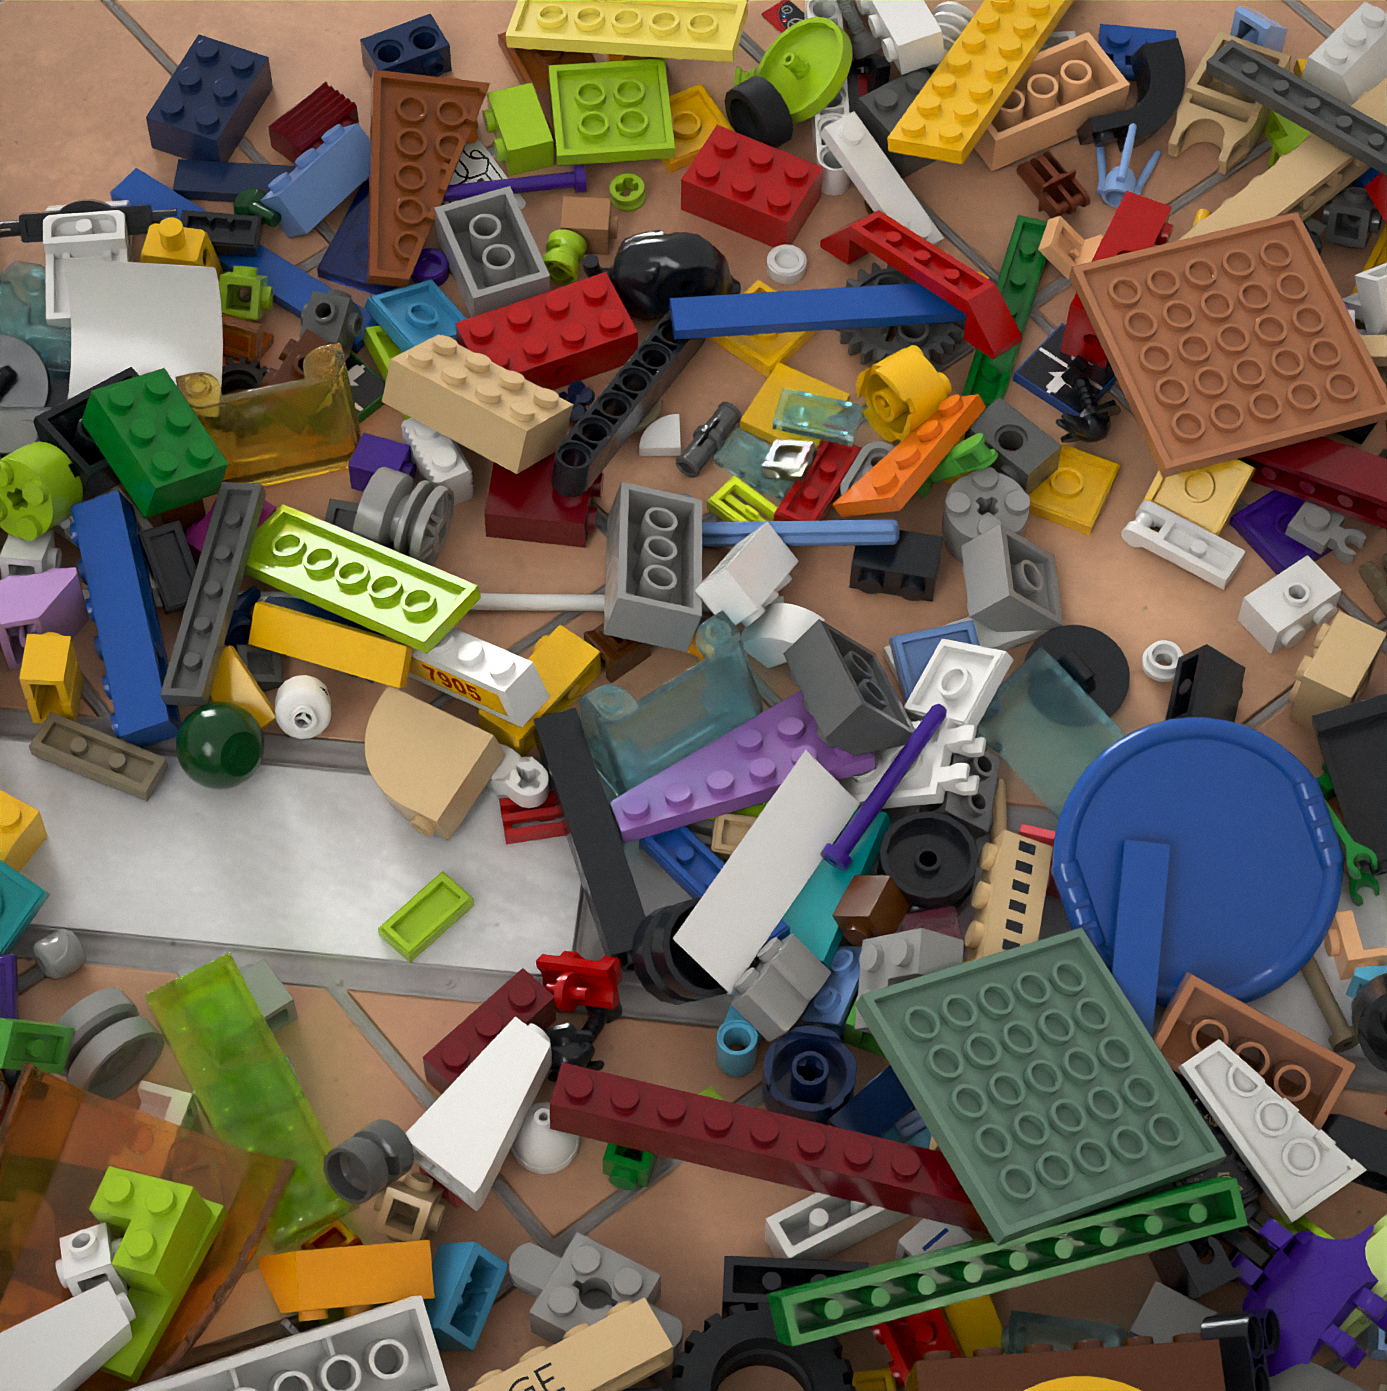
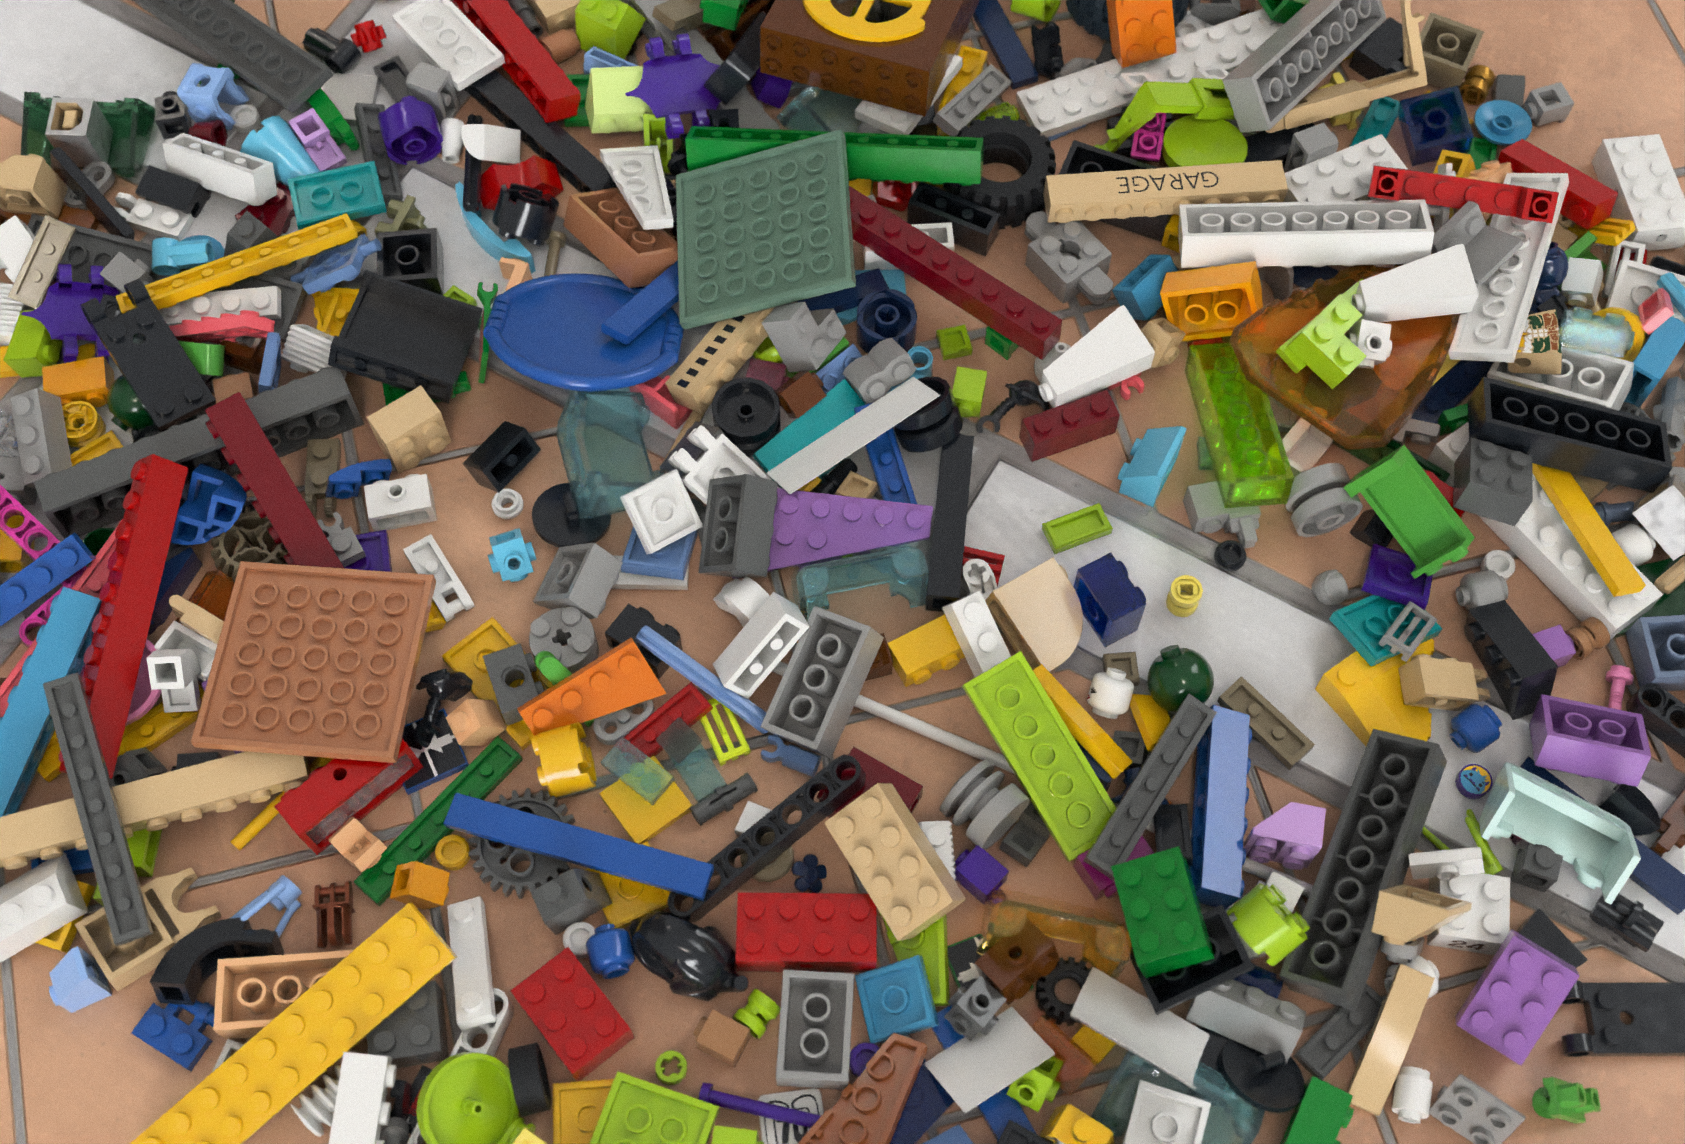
camera: 155 degrees left, 5 degrees up
(51, 676) = (1287, 777): yellow piece -> none
(205, 948) = (1230, 555): none -> black plate
(255, 878) = (1184, 603): none -> light yellow wheel
(286, 273) = (991, 1062): none -> white sticker
(302, 760) = (1123, 661): none -> dark tan tile
(346, 806) = (1109, 599): none -> clear blue brick
(355, 1019) = (1151, 463): none -> medium azure slope
(368, 1161) = (1183, 345): dark grey wheel -> none
(581, 981) = (1008, 446): red hips -> none
(650, 1035) = (969, 390): none -> lime brick
(747, 251) = (610, 951): none -> blue head
(817, 259) = (567, 899): none -> dark grey torso
(838, 854) = (800, 435): dark purple bar -> none
(980, 232) = (420, 884): none -> light orange brick
(988, 319) = (492, 854): red slope -> none
(1032, 393) = (476, 722): none -> light nougat brick
(1111, 587) = (511, 555): none -> medium azure brick
(1362, 590) = (347, 481): none -> blue slope

